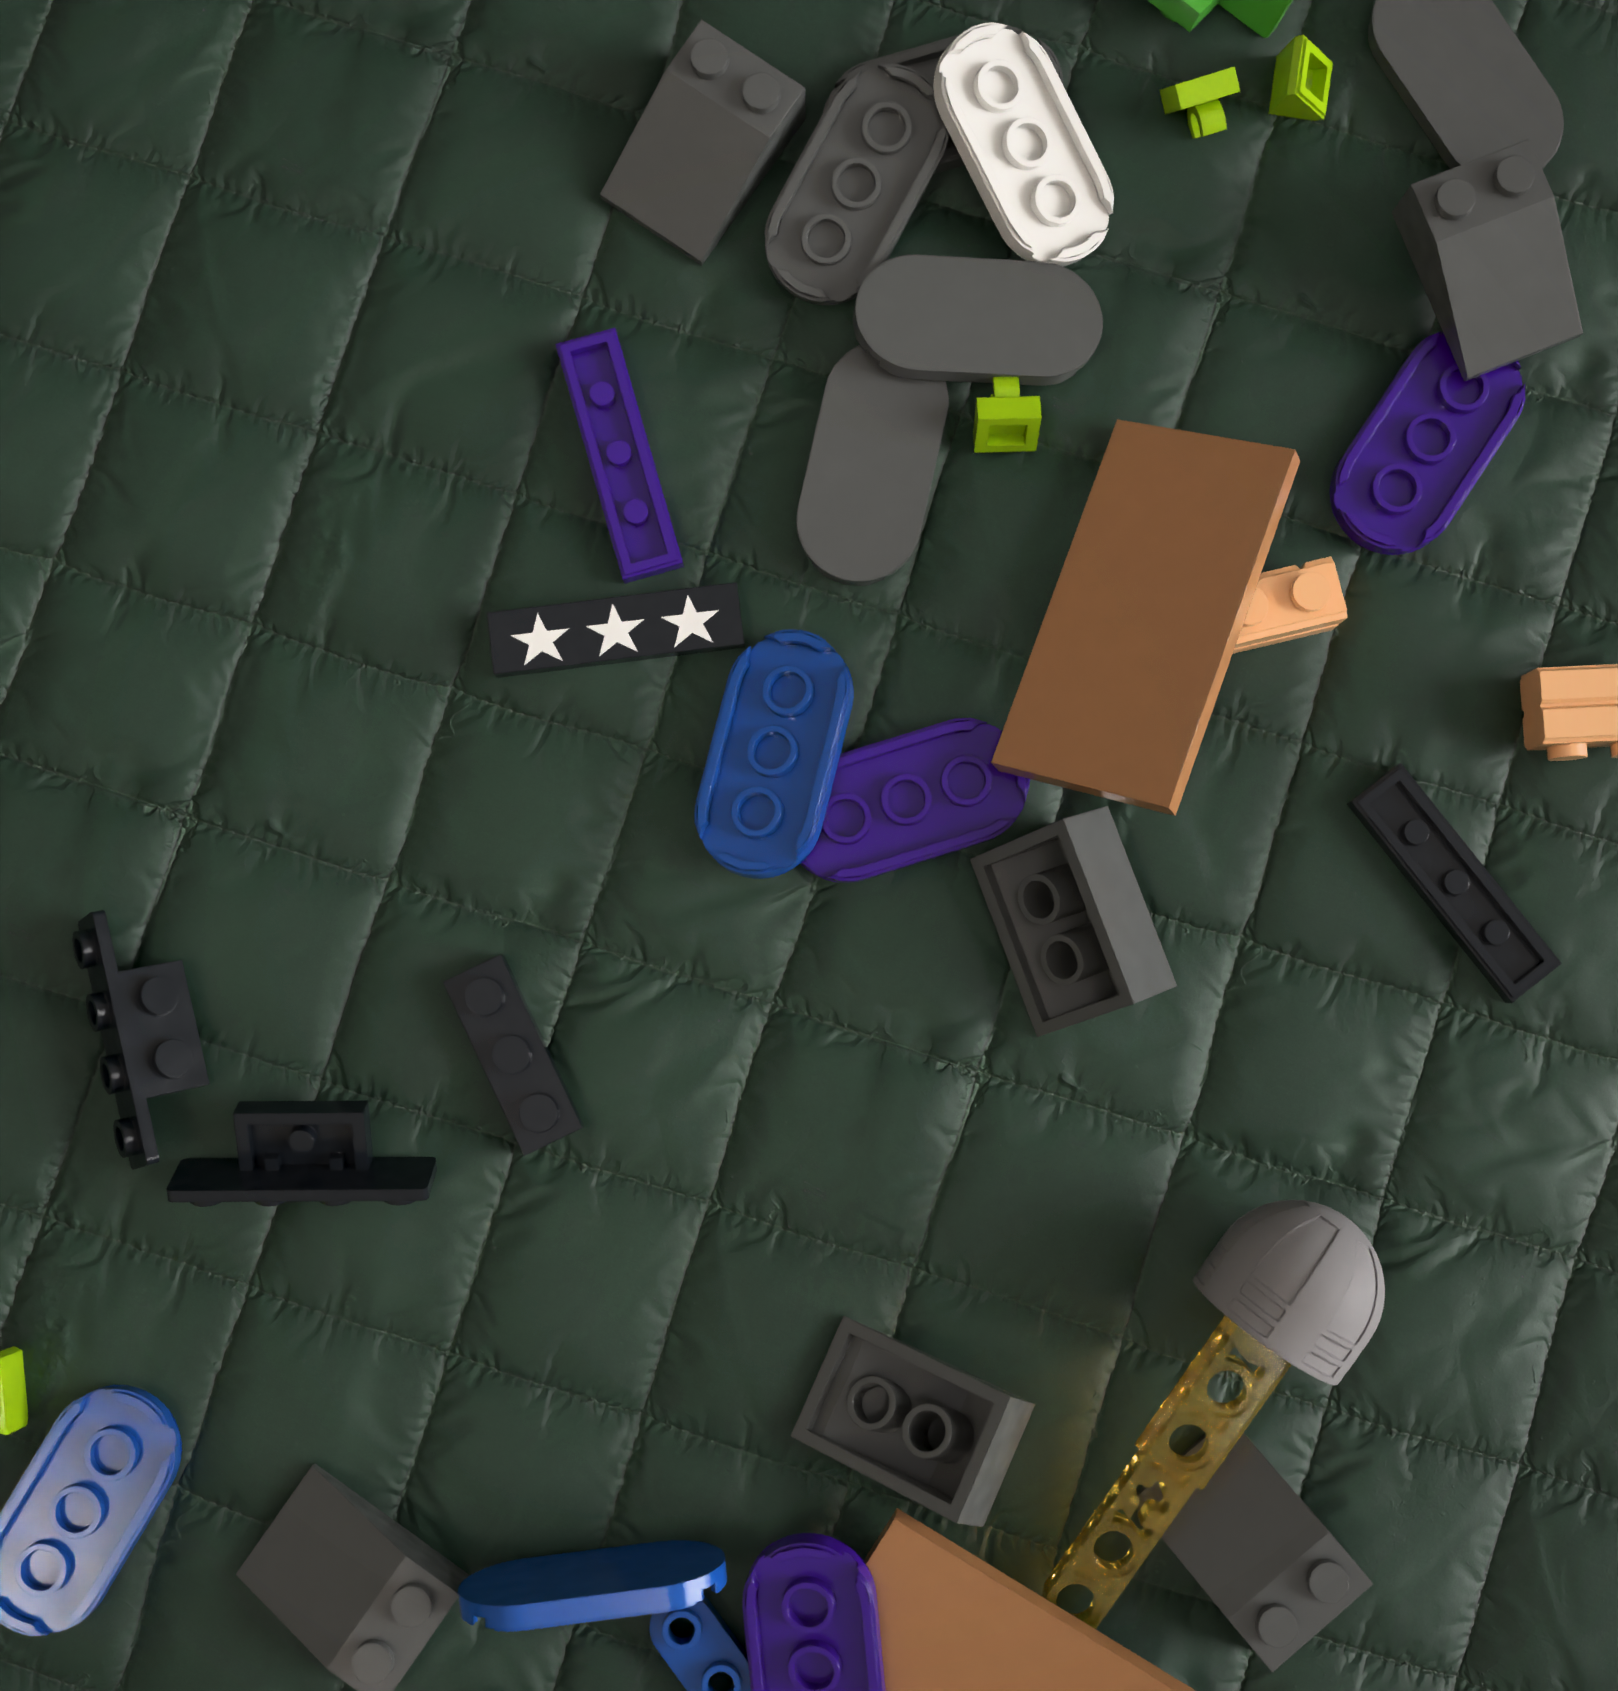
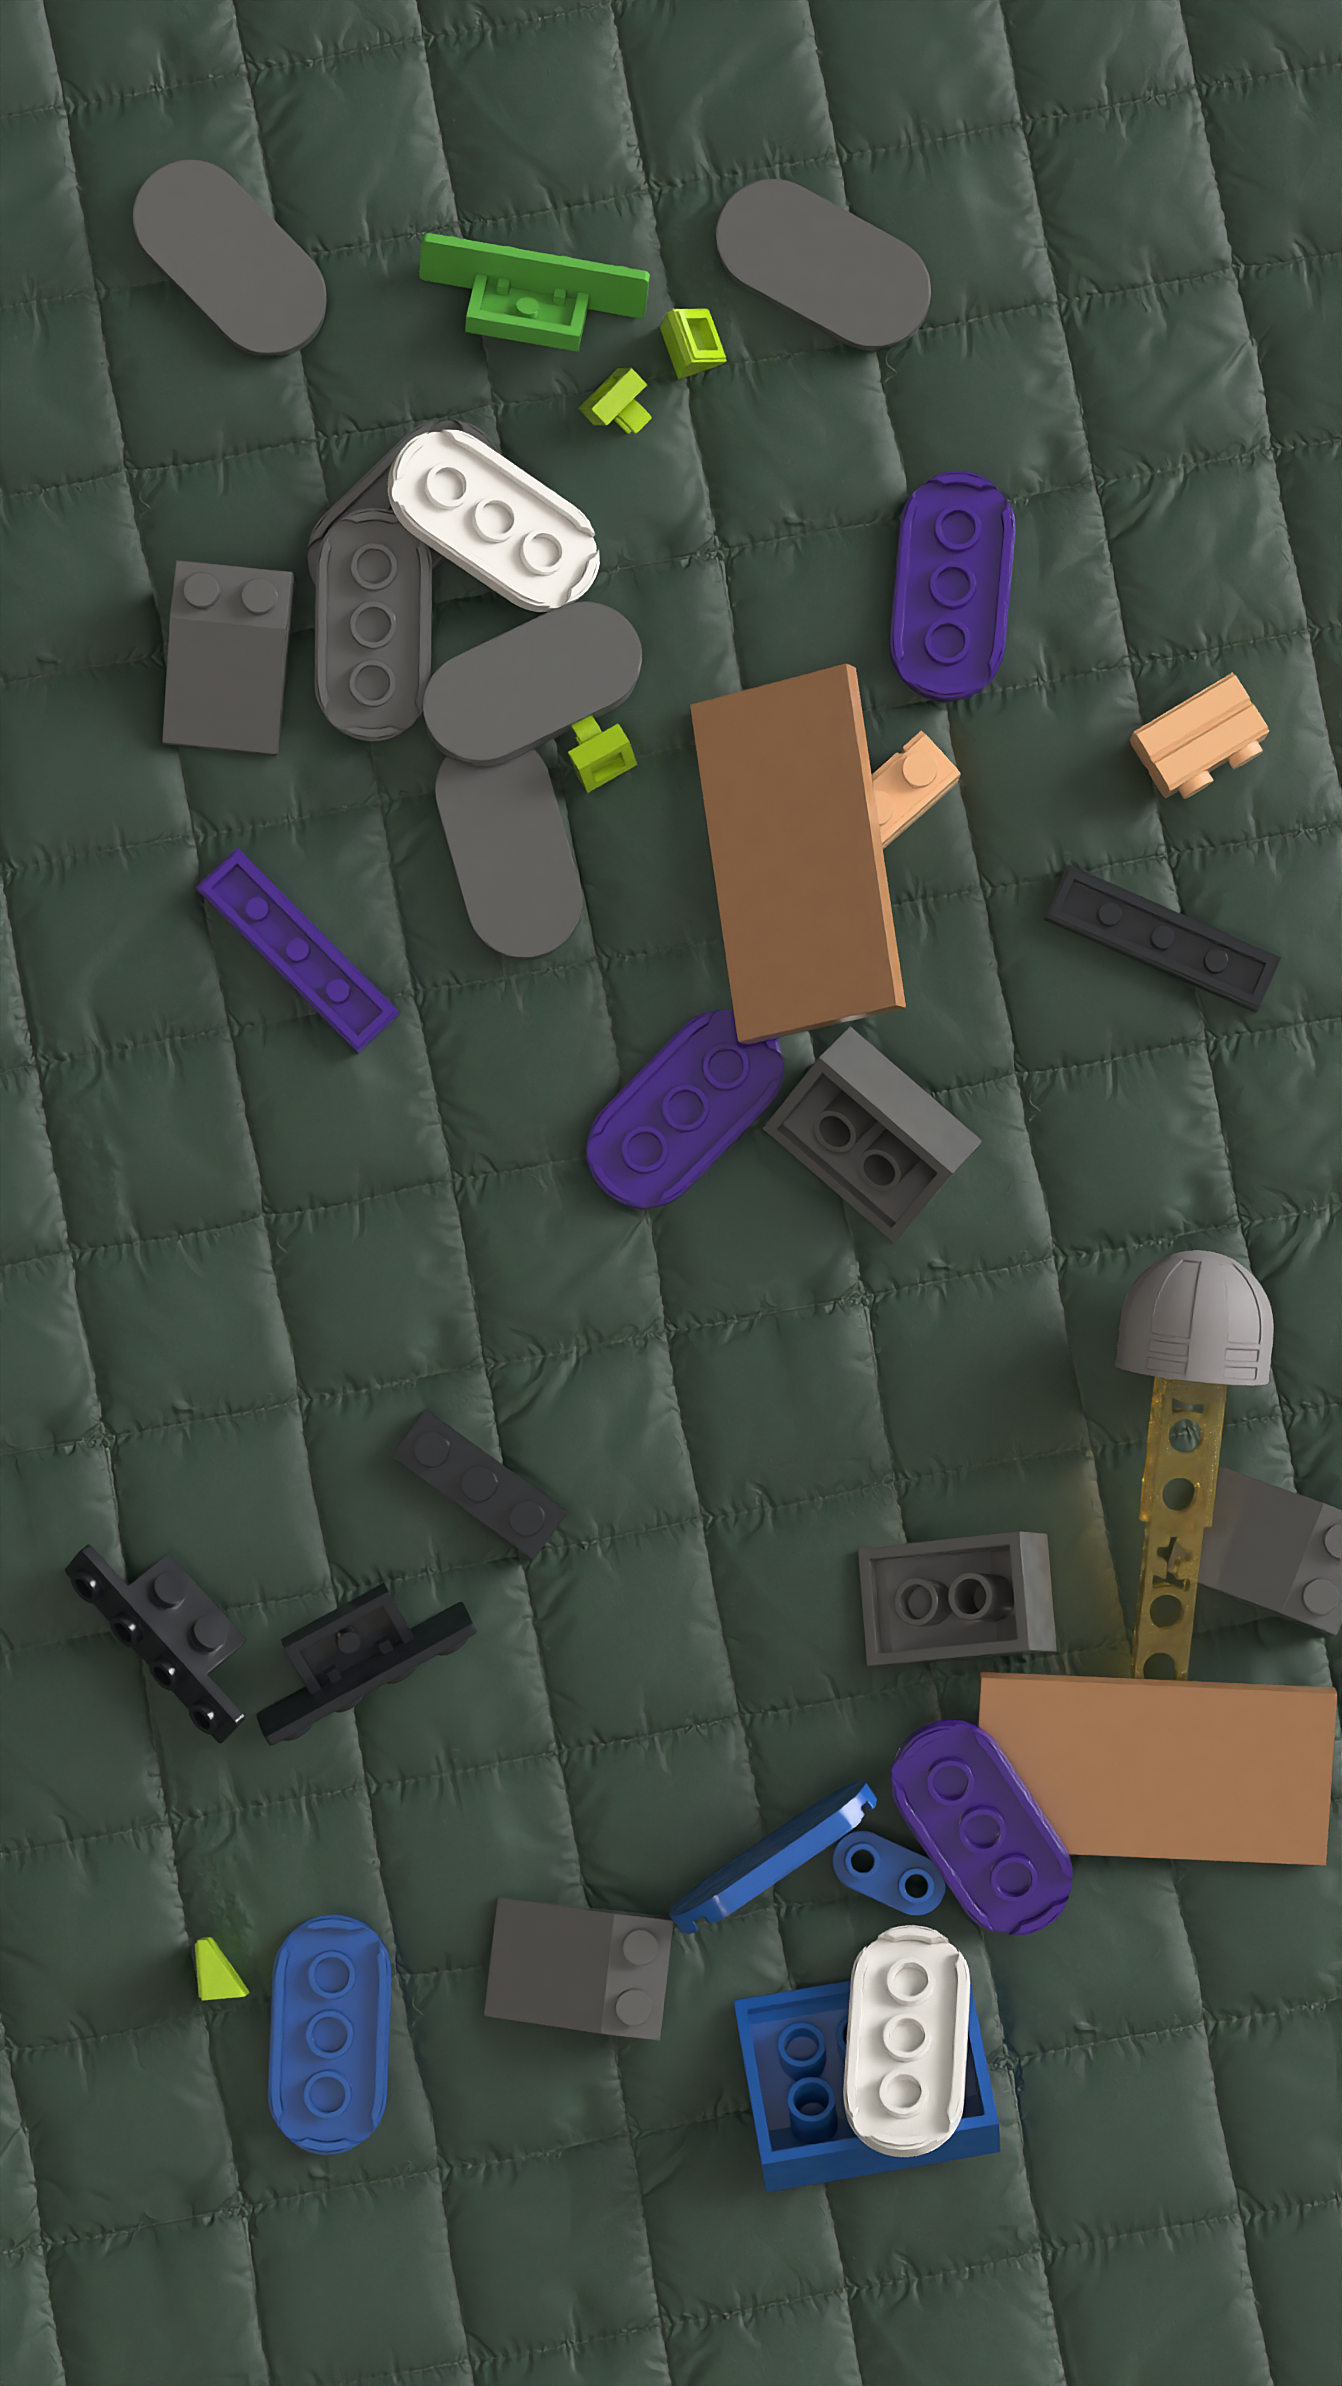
camera: 30 degrees left, 0 degrees up
(615, 630) = (374, 1096): black tile -> none
(774, 754) = (559, 1128): blue tile -> none
(1491, 259) = (925, 417): dark grey slope -> none

